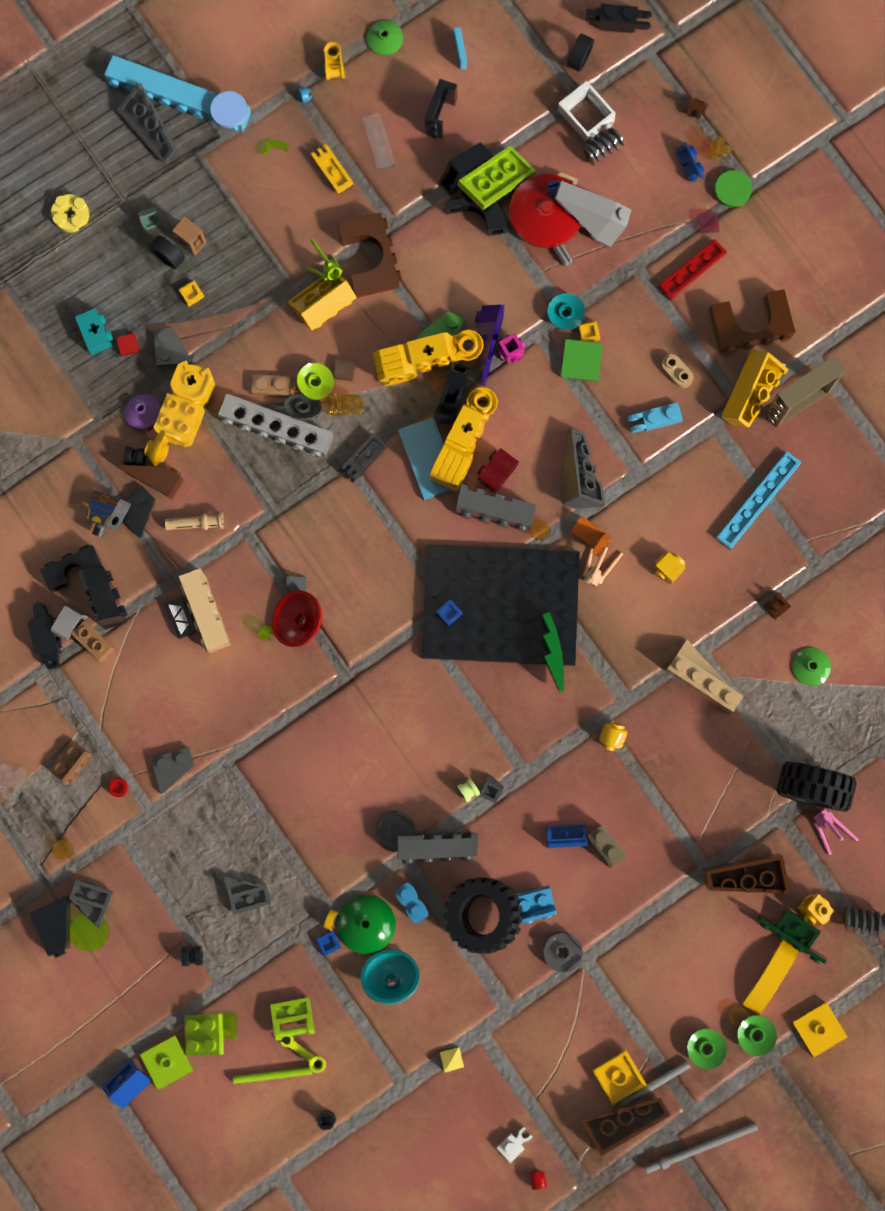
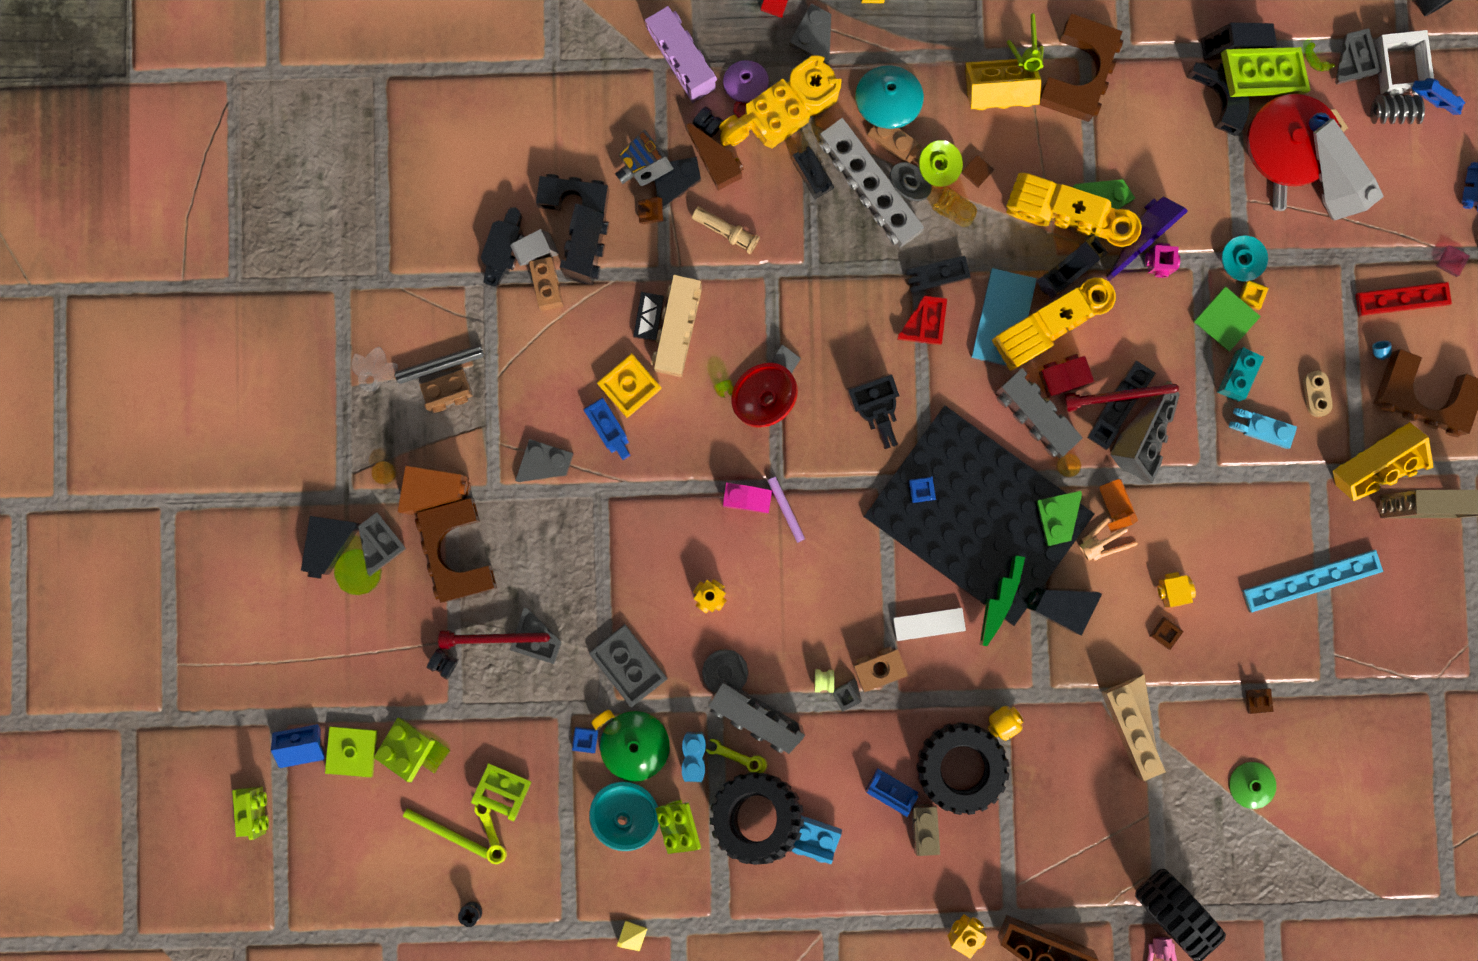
camera: 30 degrees right, 5 degrees up
(53, 747) = (439, 364): none -> dark grey axle
(85, 421) = (681, 53): none -> lavender wedge
(104, 837) = (430, 489): none -> dark orange slope
(118, 787) = (477, 447): red tile -> none
(121, 1153) = (250, 812): none -> lime bracket
(124, 860) = (434, 527): none -> reddish brown arch
(133, 543) = (650, 210): none -> reddish brown tile
(184, 936) = (448, 639): none -> dark red piece
(197, 674) = (629, 385): none -> yellow plate
(202, 713) = (608, 427): none -> blue hinge
(230, 444) = (812, 173): none -> black hinge
(250, 367) = (887, 107): none -> teal dish
(324, 870) = (628, 665): none -> dark grey tile
(331, 698) = (747, 498): none -> dark pink slope
(350, 791) = (718, 601): none -> yellow brick
(364, 688) = (788, 514): none -> lavender bar
(376, 496) = (926, 322): none -> red wing
(378, 572) = (875, 401): none -> black brick
(432, 958) = (678, 827): none -> lime bracket
(443, 883) = (737, 757): none -> neon yellow brick
(512, 750) = (894, 669): none -> medium nougat brick
(515, 483) = (1076, 401): none -> dark red piece
(516, 702) = (929, 624): none -> white tile
(525, 148) = (1314, 61): none -> clear neon green piece
(547, 465) = (1115, 412): none -> black slope
(553, 128) = (1357, 57): none -> dark grey wing
(555, 569) = (1059, 517): none -> bright green wing
(564, 941) = (819, 893): flat silver plate -> none
(600, 629) = (1064, 606): none -> black slope
(615, 392) = (1240, 374): none -> teal brick
(622, 767) = (985, 790): none -> black tyre
(624, 119) = (1438, 95): none -> blue hinge
(683, 601) = (1166, 633): none -> reddish brown tile
(683, 900) = (967, 935): none -> yellow brick
(700, 313) = (1382, 349): none -> dark azure hinge

